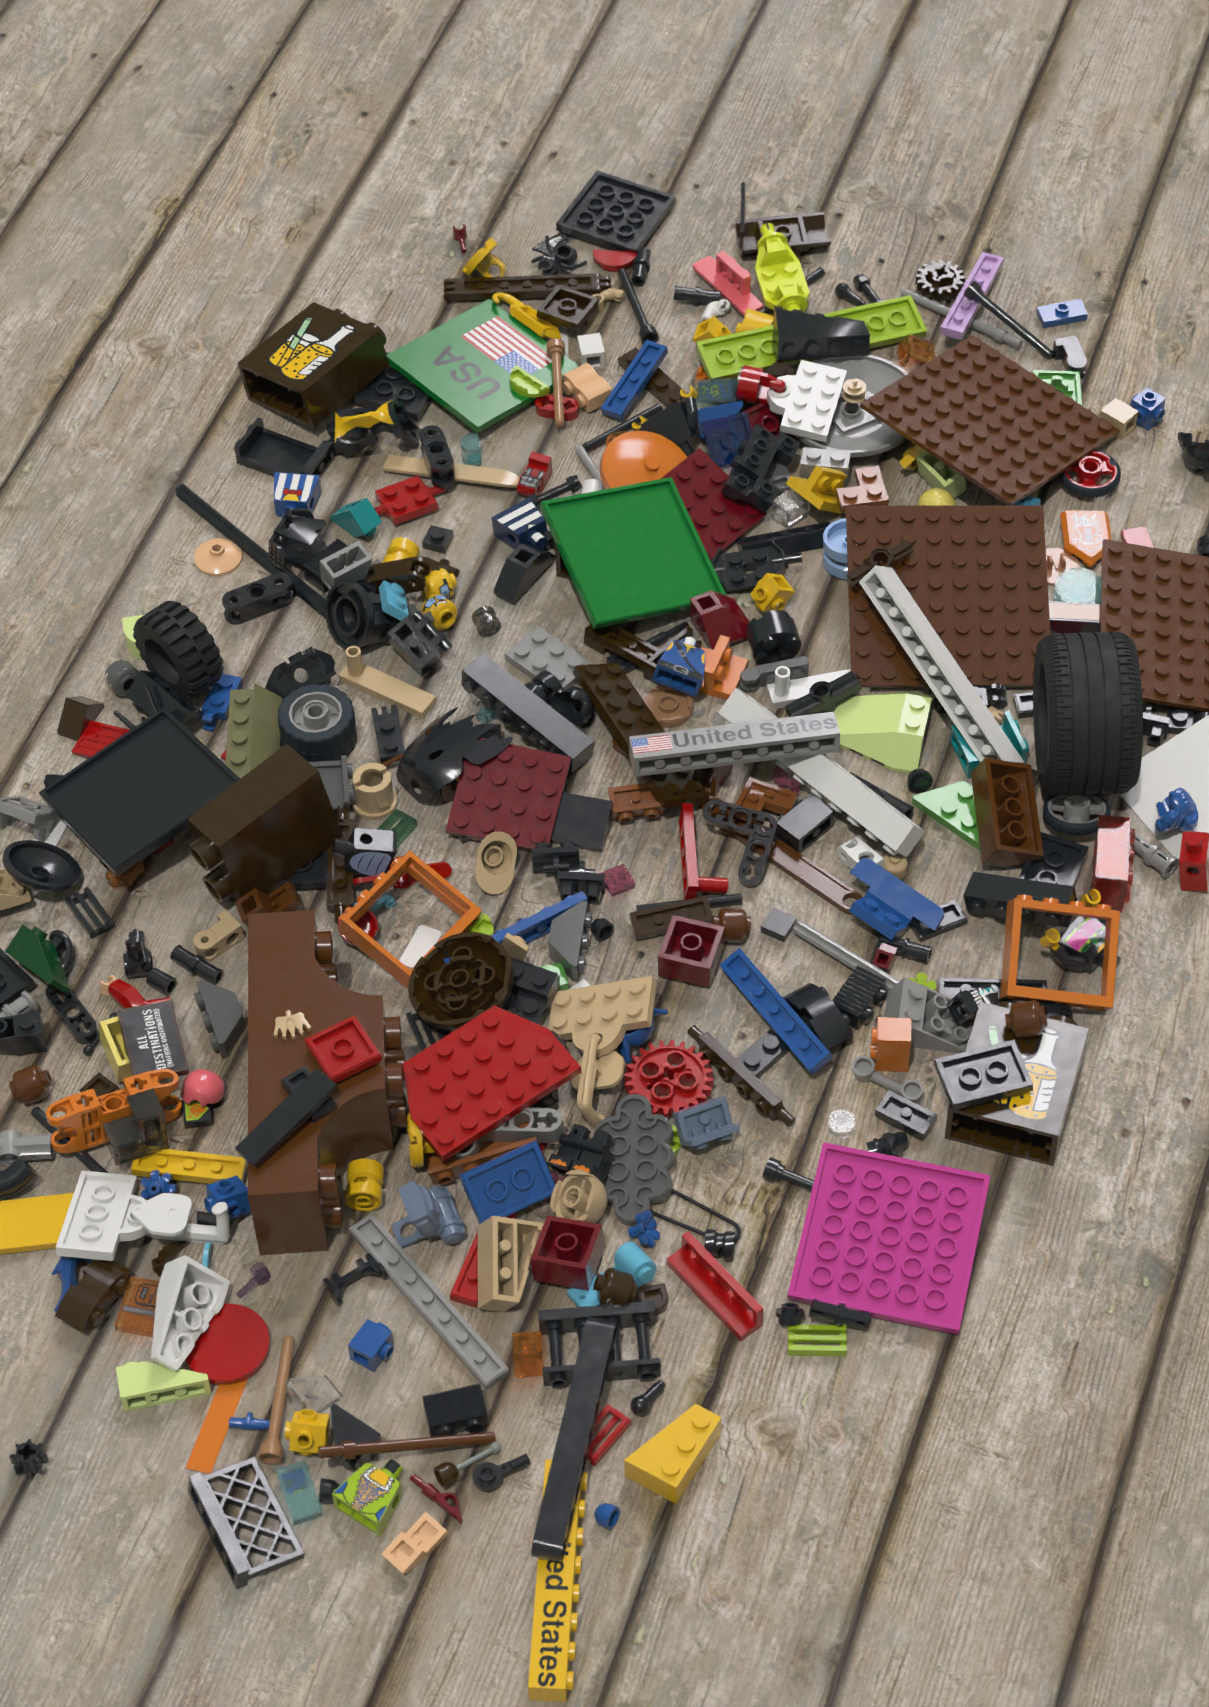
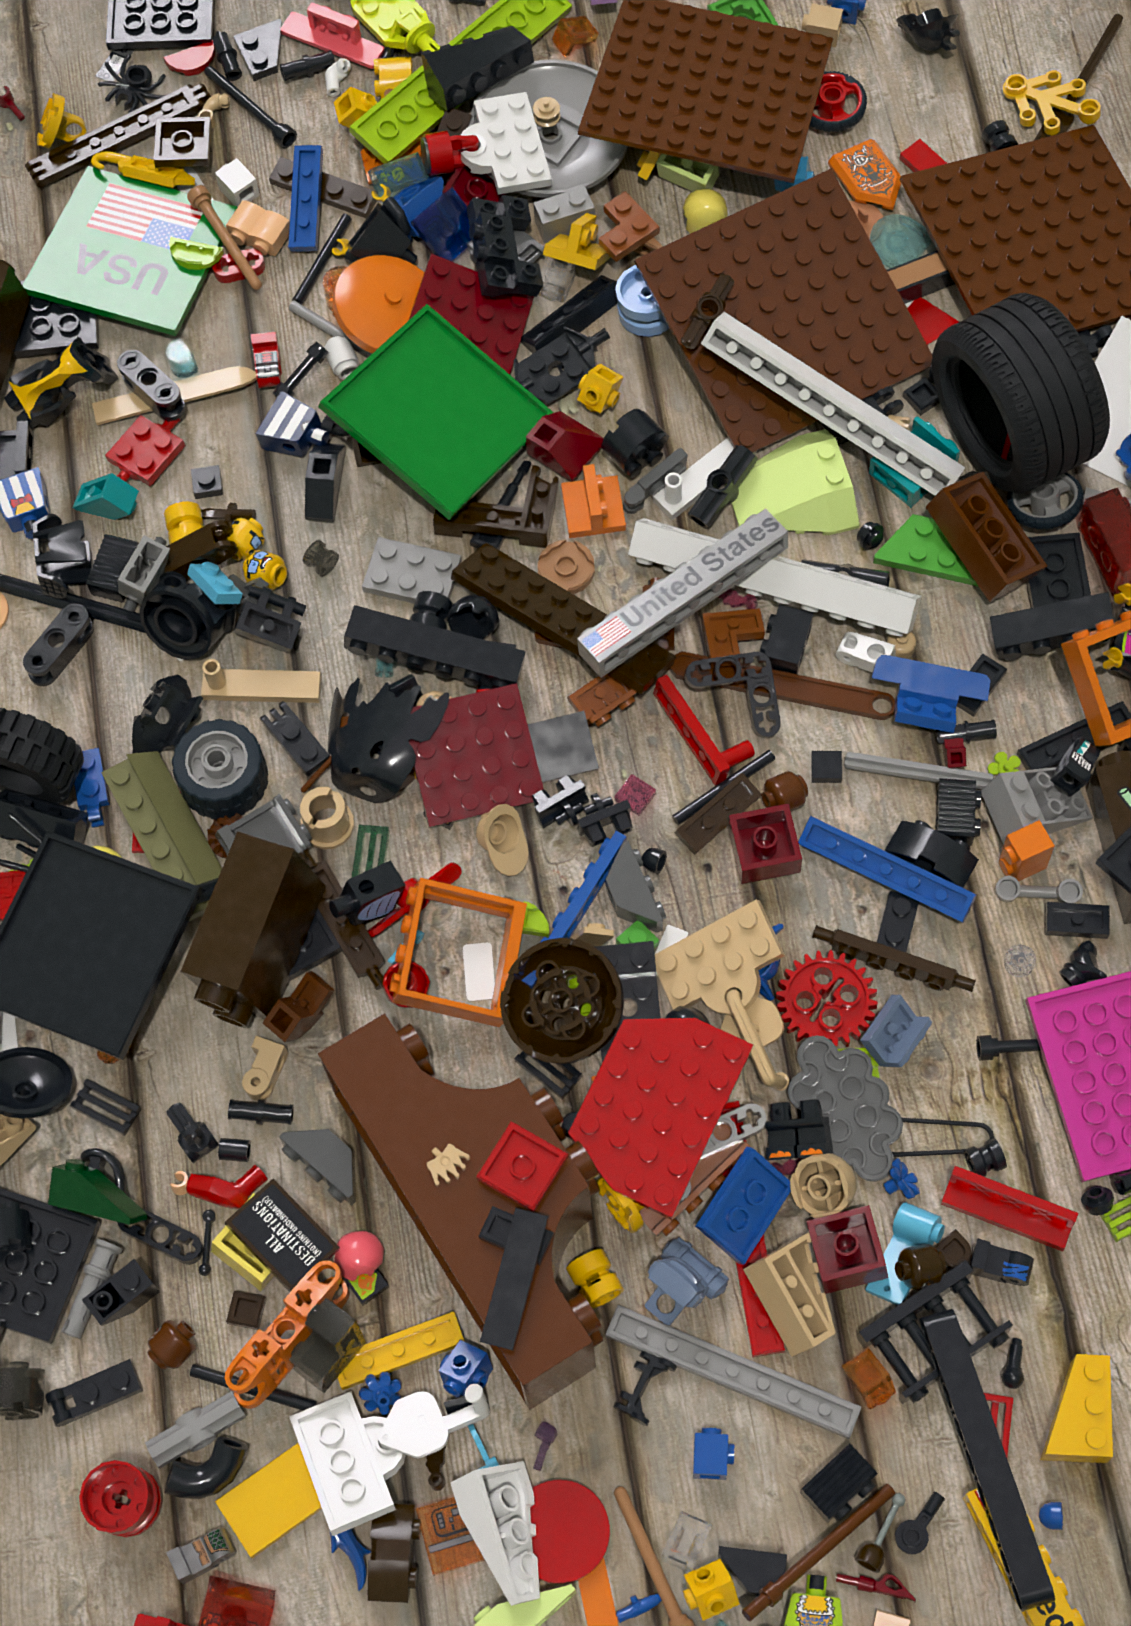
camera: 25 degrees left, 15 degrees up
(670, 272) = (260, 49): none -> wing
(681, 666) = (563, 520): blue torso -> none
(681, 1321) = (1001, 1264): none -> black leg

